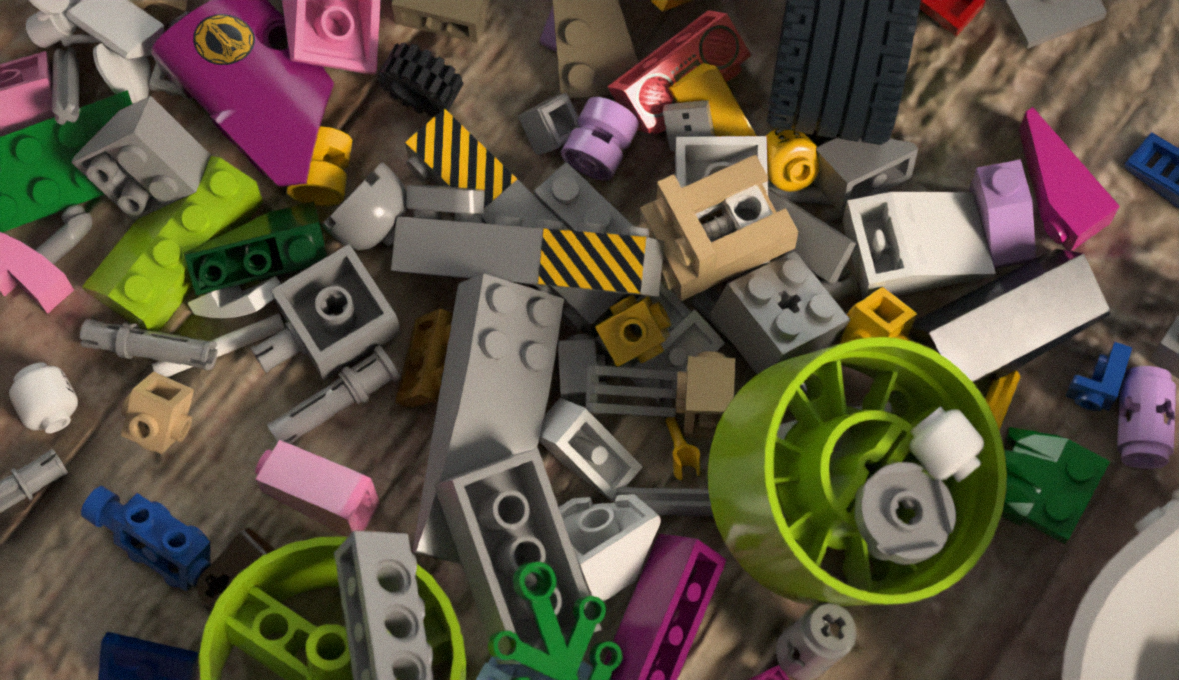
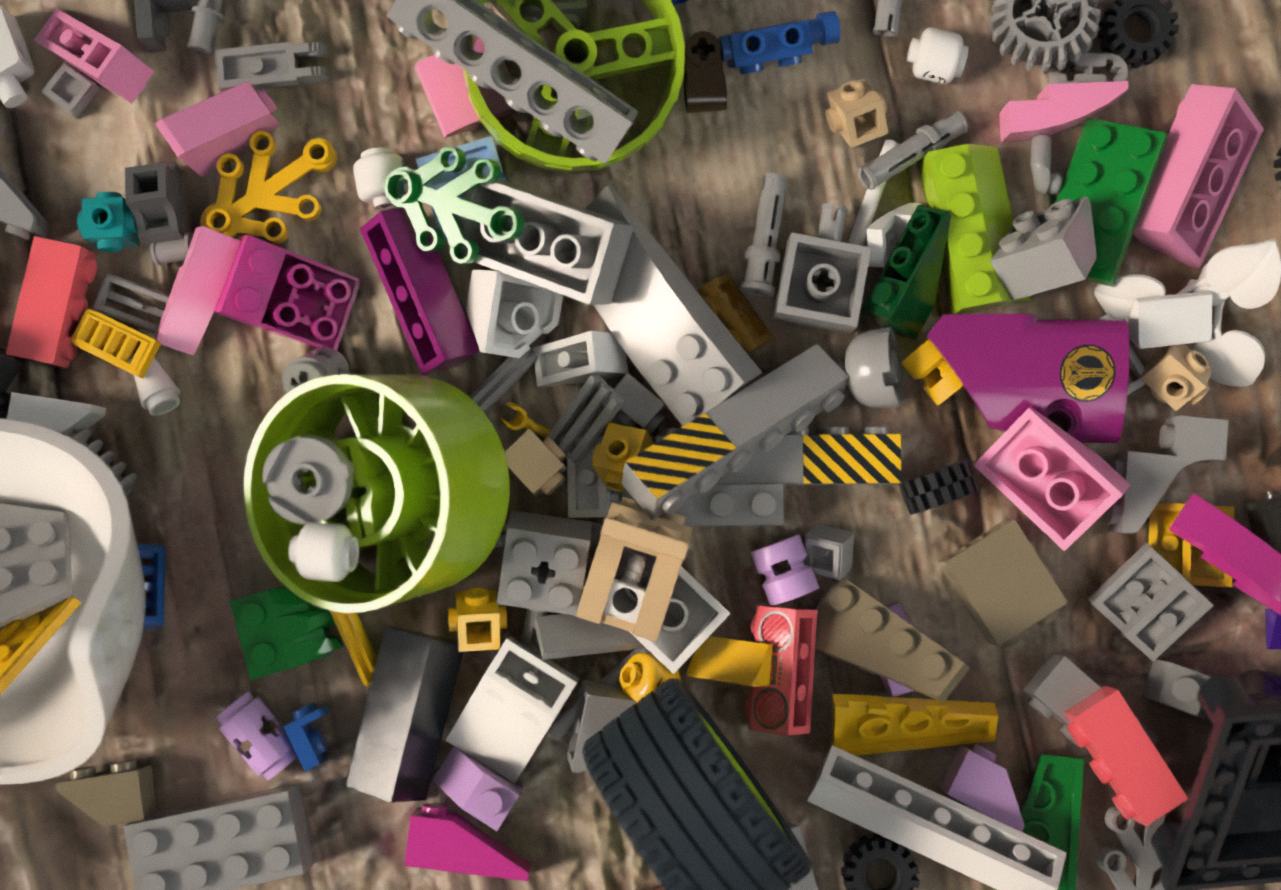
camera: 130 degrees right, 15 degrees up
(65, 86) = (1153, 247): light grey axle -> none
(318, 488) = (711, 166): bright pink slope -> none
(445, 199) = (830, 418): light grey beam -> none
(688, 120) = (735, 635): light grey tile -> none

